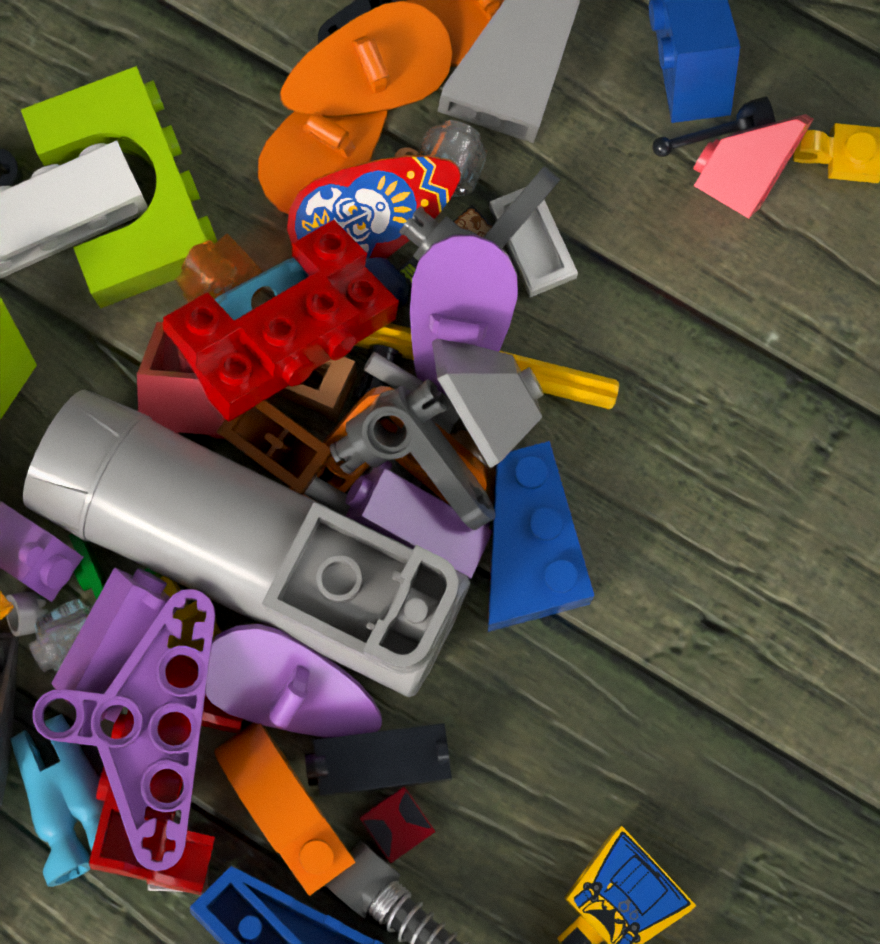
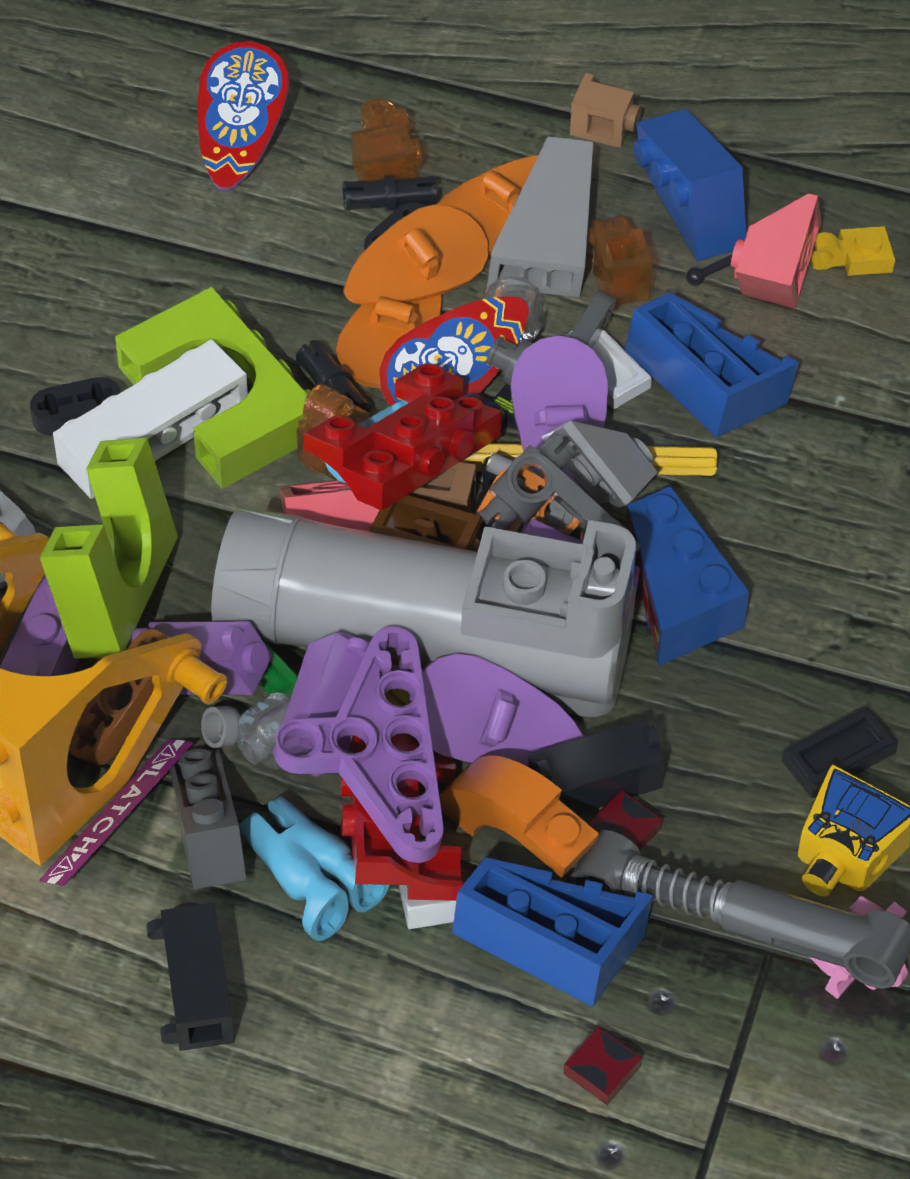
camera: 15 degrees left, 25 degrees down
(242, 204) = (326, 371): none -> black pin
(582, 115) = (620, 259): none -> clear orange brick
(636, 280) = (706, 367): none -> blue wedge
(642, 785) = (848, 744): none -> black tile

